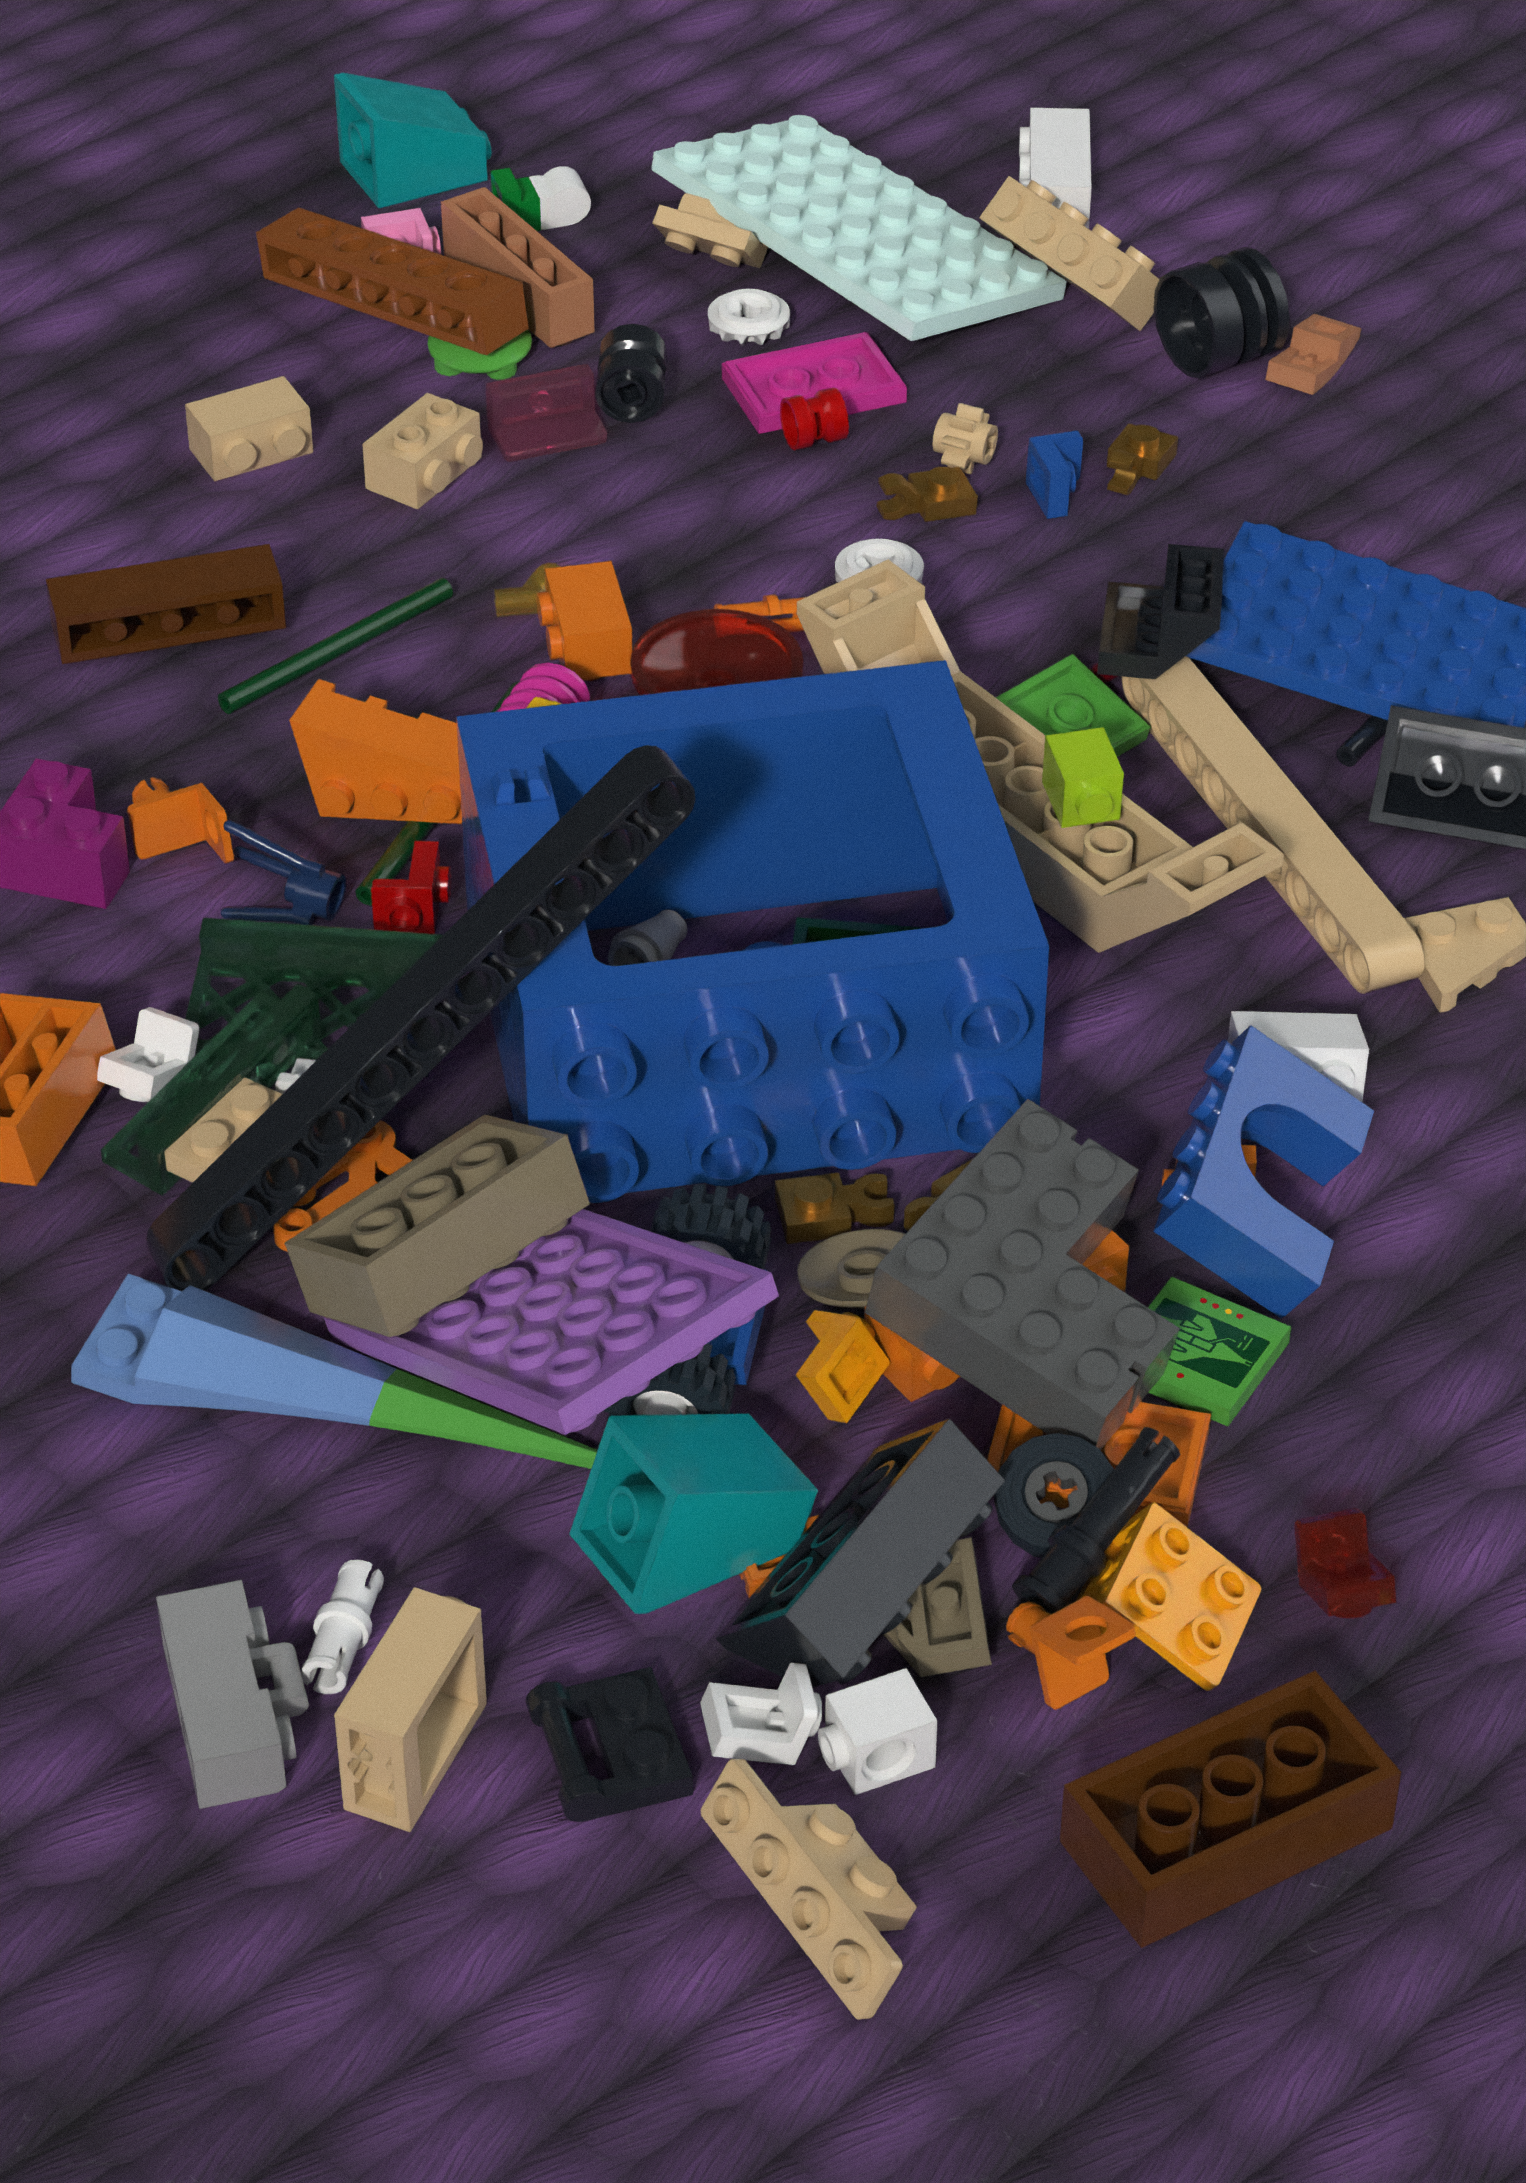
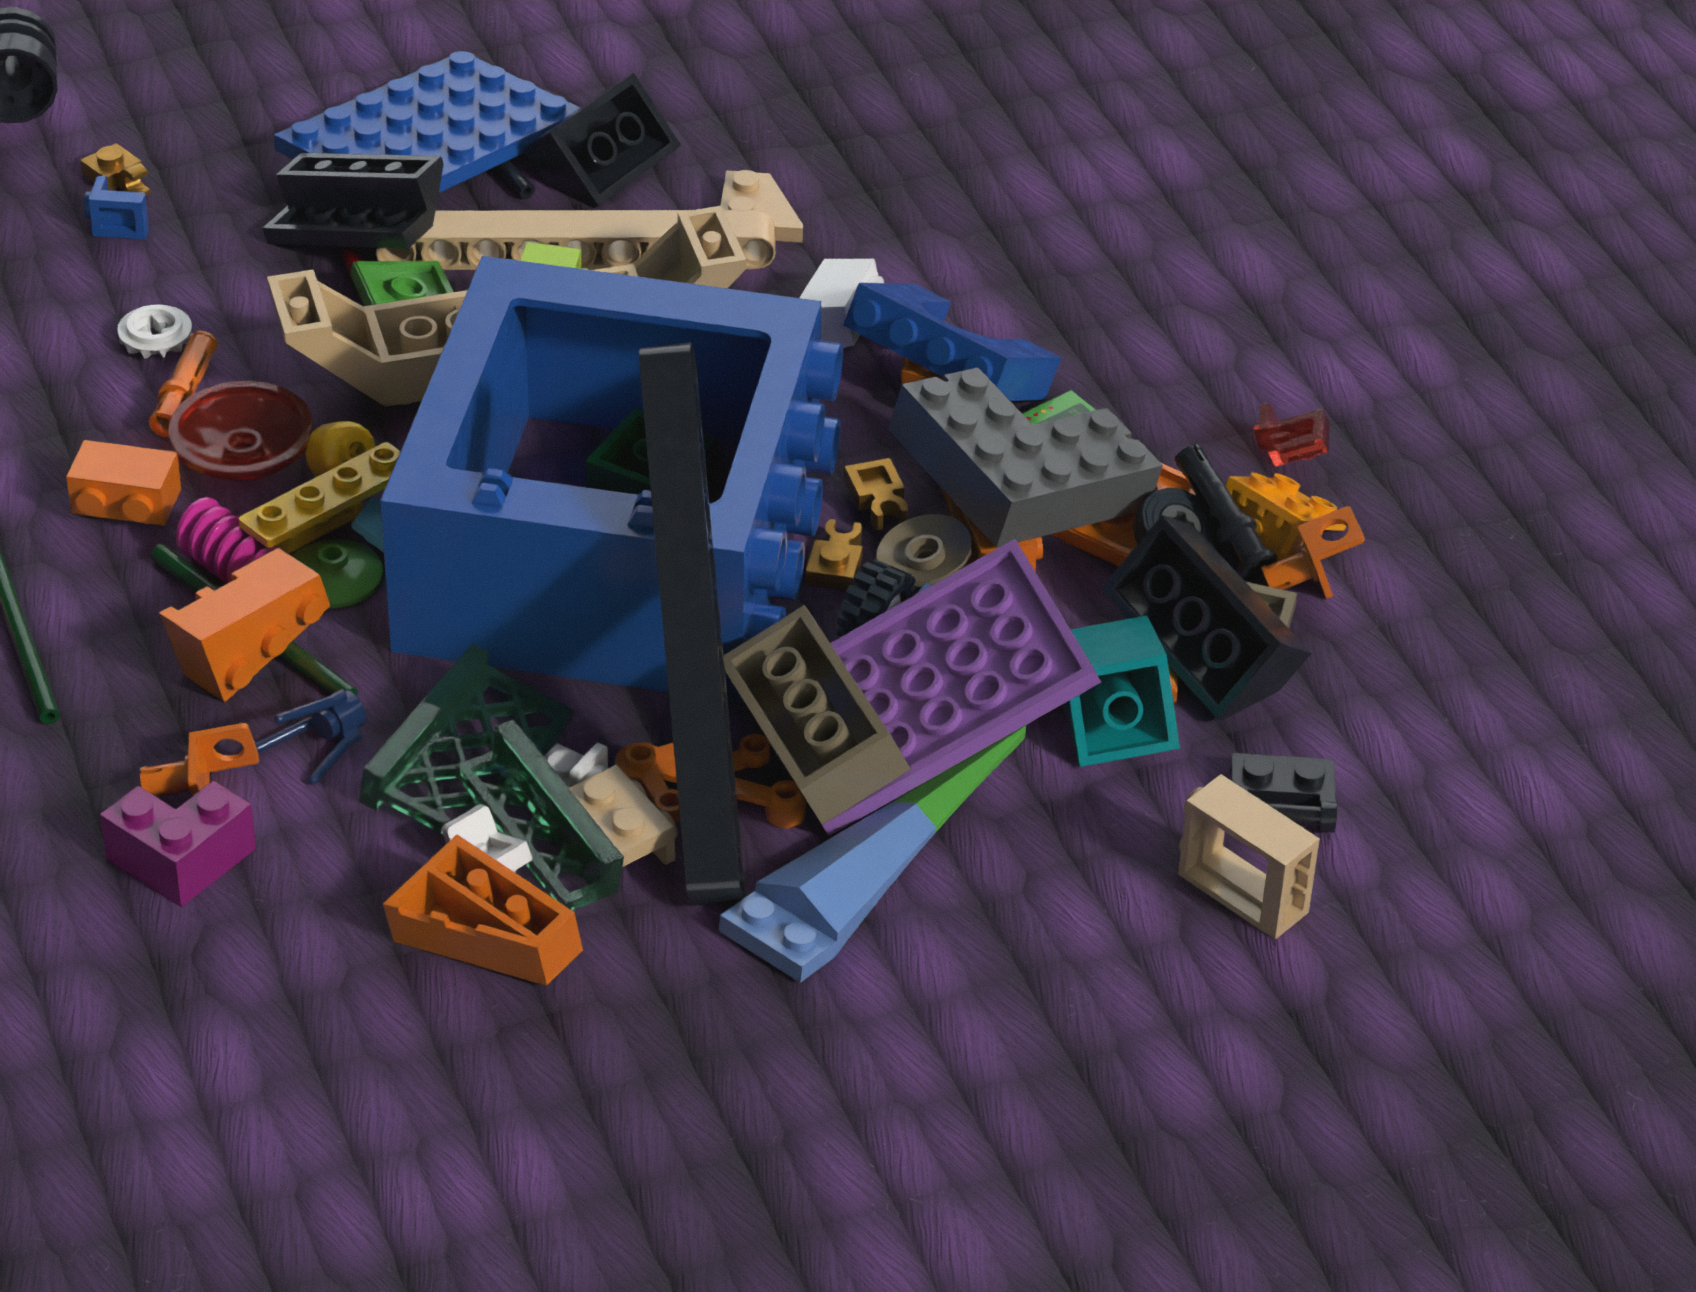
camera: 70 degrees left, 0 degrees up
(228, 1725) = (1167, 960): light grey piece -> none
(342, 1627) = (1127, 889): white pin -> none
(414, 902) = (380, 658): red bracket -> none
(522, 599) = (46, 509): clear yellow arm -> none
(762, 1721) = (1305, 707): white bracket -> none
(816, 1881) = (1445, 731): tan bracket -> none
(878, 1732) = (1337, 664): white brick -> none
(932, 493) = (82, 277): pearl gold plate -> none
(965, 438) = (42, 236): tan gear -> none
(1228, 1807) = (1472, 534): reddish brown brick -> none
(1314, 355) = (73, 62): nougat slope -> none

